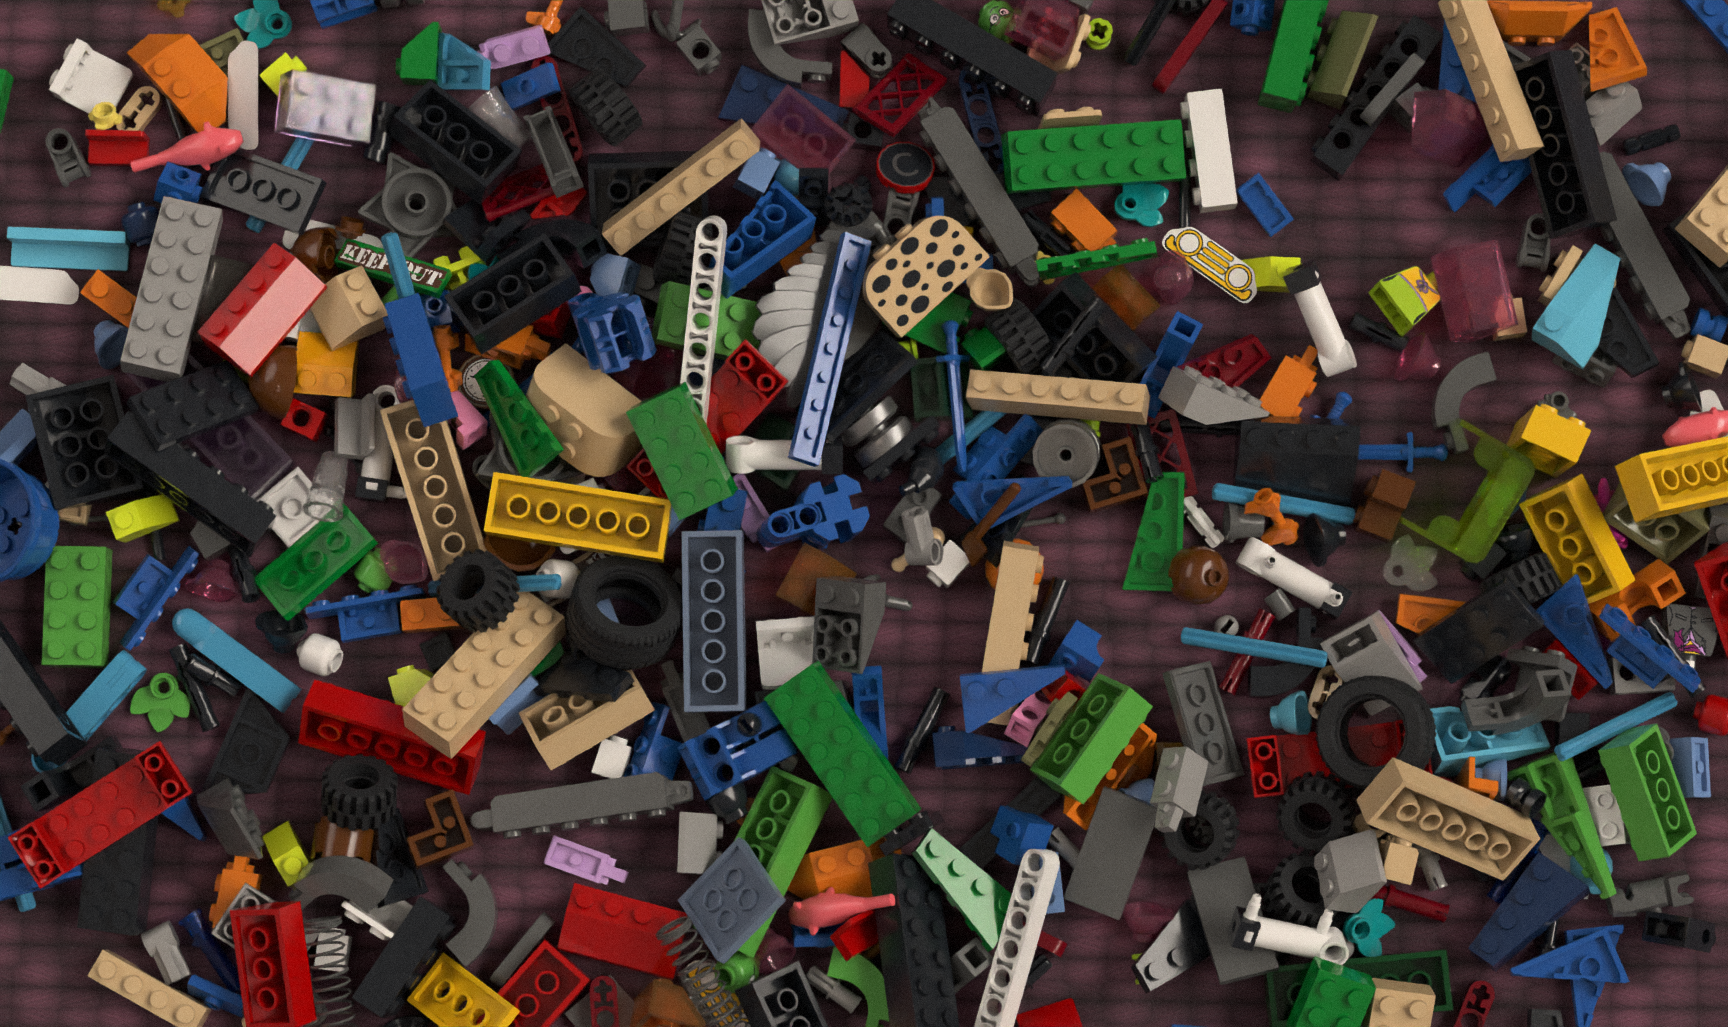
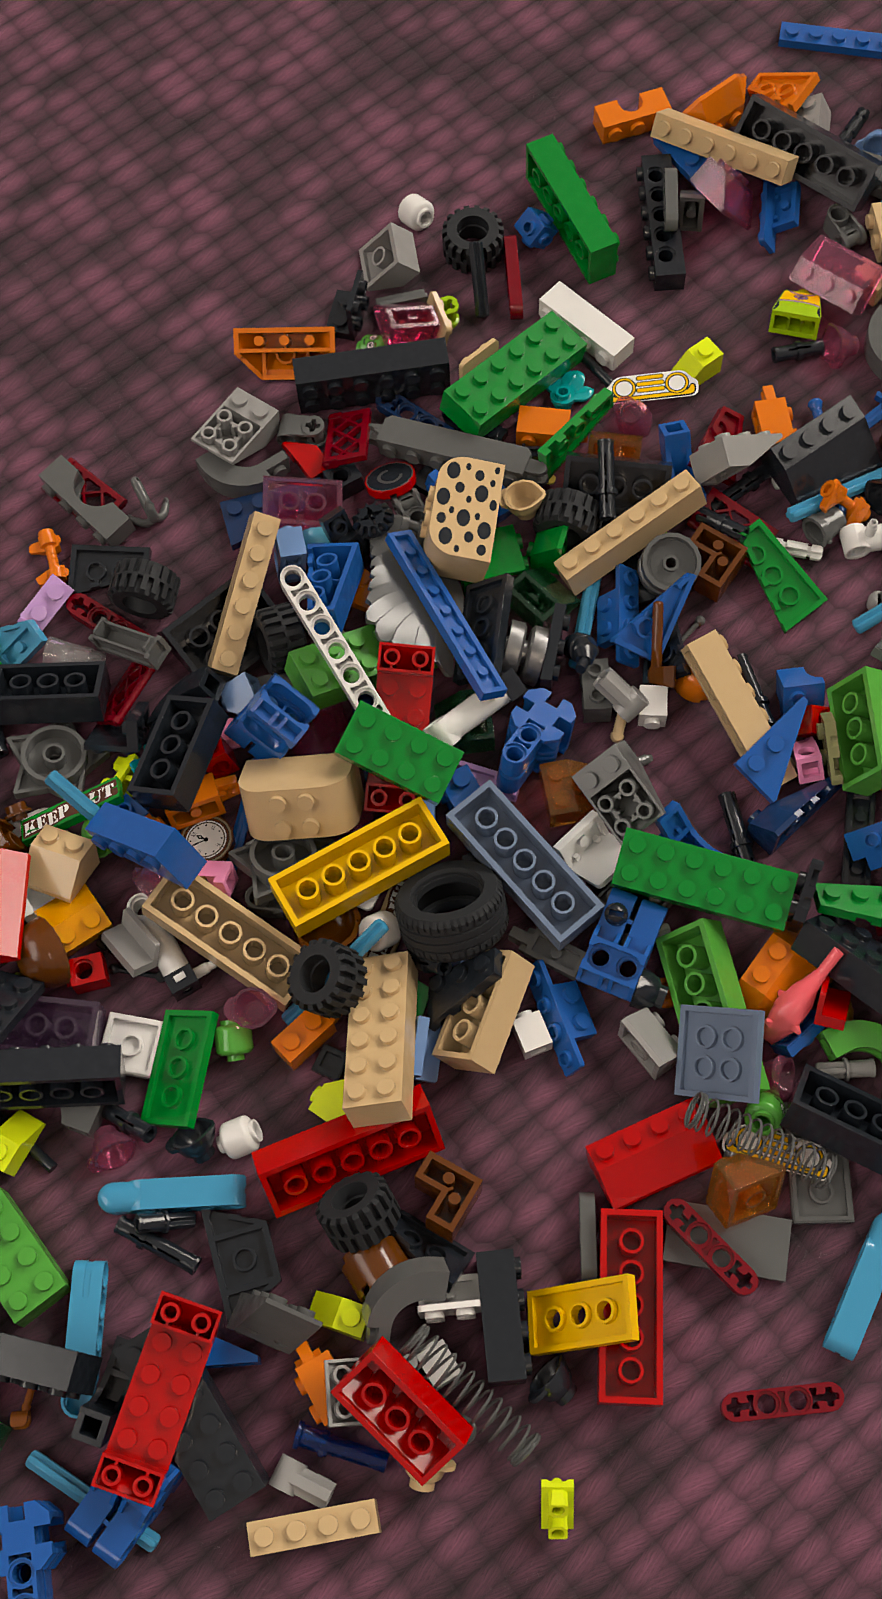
camera: 35 degrees left, 15 degrees down
(149, 590) = (61, 1198): blue bracket -> none
(158, 705) = (140, 1283): bright green plate -> none
(215, 996) = (373, 1483): blue plate -> none
(327, 489) = (147, 1007): clear plant -> none
(366, 616) = (252, 1078): blue bracket -> none
(483, 914) = (532, 1232): dark grey arch -> none
(520, 425) = (257, 835): green wing -> none
(531, 86) = (78, 619): blue plate -> none
(559, 206) = (162, 681): red slope -> none
(582, 803) = (539, 1081): dark grey hinge -> none
(583, 861) = (575, 1129): lavender hinge -> none
(694, 40) = (178, 505): dark grey brick -> none
(954, 377) = (536, 566): blue sword -> none
(1198, 575) = (832, 577): reddish brown cylinder -> none
(1264, 204) = (652, 331): blue plate -> none
(1333, 350) = (781, 373): white piece -> none
(1340, 57) = (623, 208): olive slope -> none

